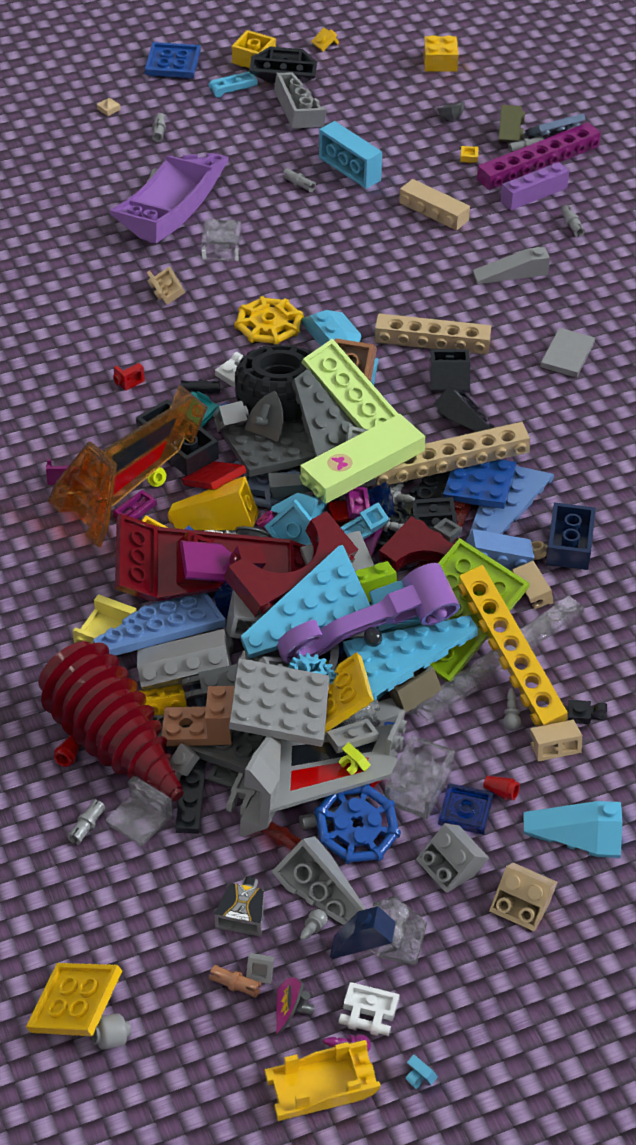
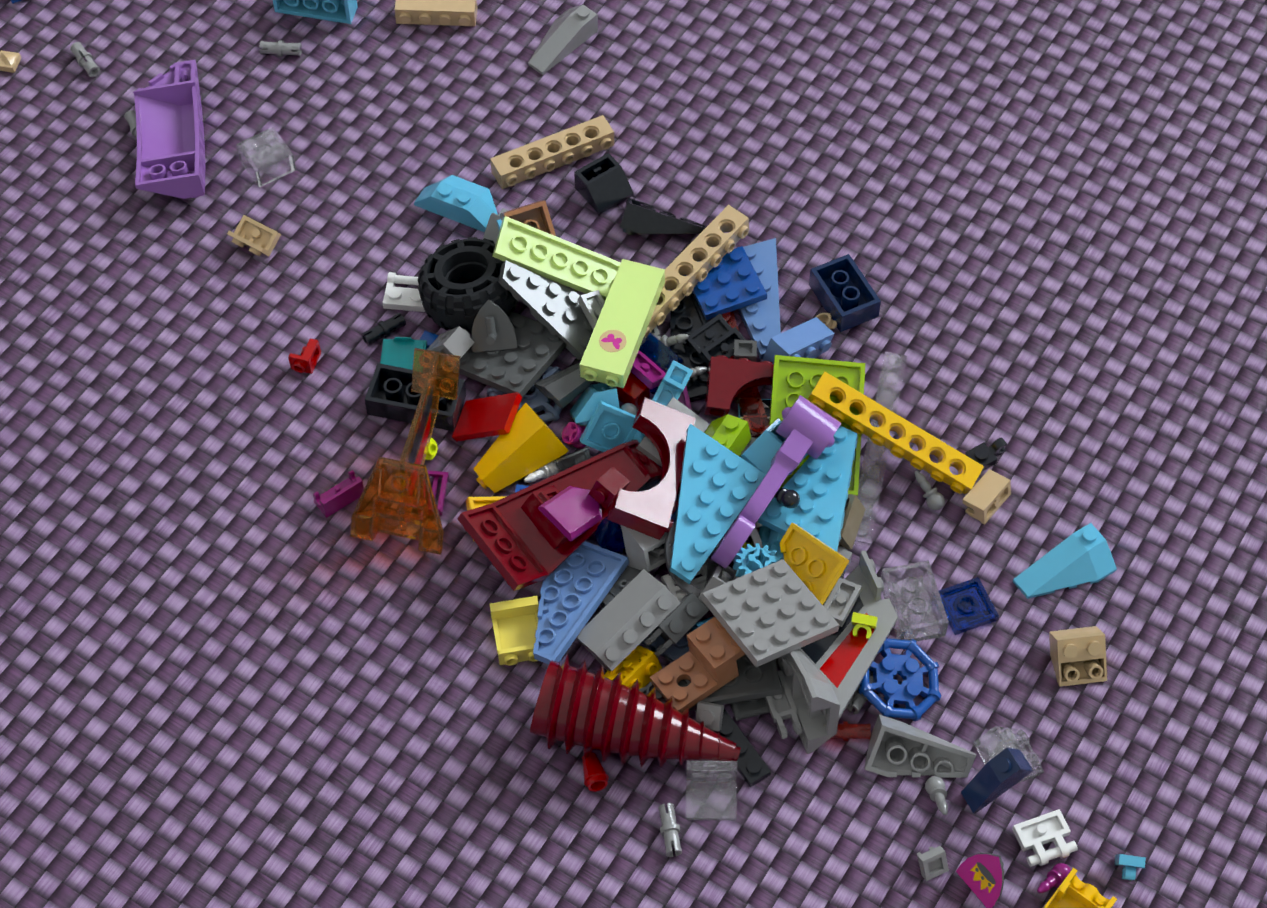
camera: 35 degrees left, 10 degrees up
(235, 981) = (921, 888): nougat pin -> none
(241, 908) = (872, 819): torso -> none
(278, 320) = (386, 230): yellow plate -> none
(452, 857) = (997, 659): light grey slope -> none
(503, 787) = (981, 567): red cone -> none
(538, 586) = (844, 351): tan hinge -> none
(568, 352) = (684, 105): light grey tile -> none

